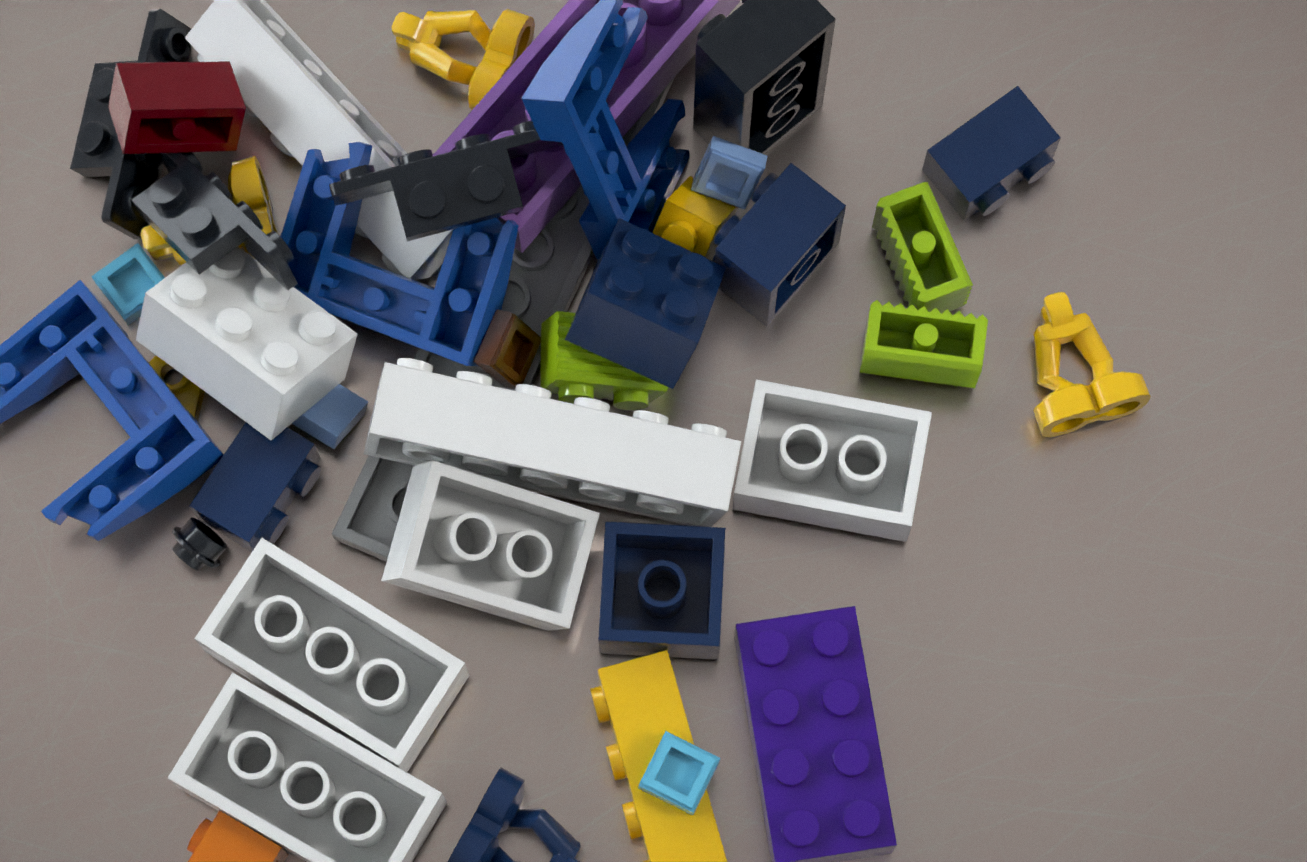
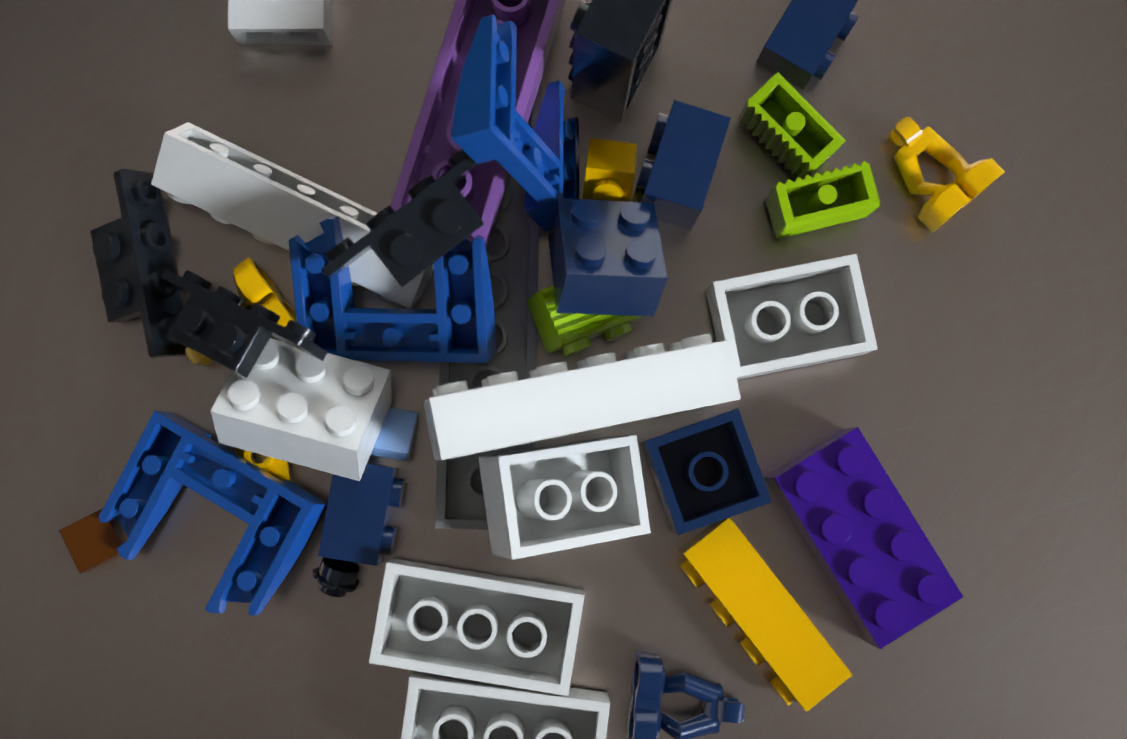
camera: 30 degrees left, 10 degrees up
(127, 281) = (194, 392): medium azure tile -> none
(176, 107) = (168, 245): dark red brick -> none
(502, 45) = (402, 90): yellow piece -> none
(507, 349) = (511, 333): reddish brown tile -> none
(679, 773) = (780, 610): medium azure tile -> none
(729, 172) = (623, 125): light blue tile -> none

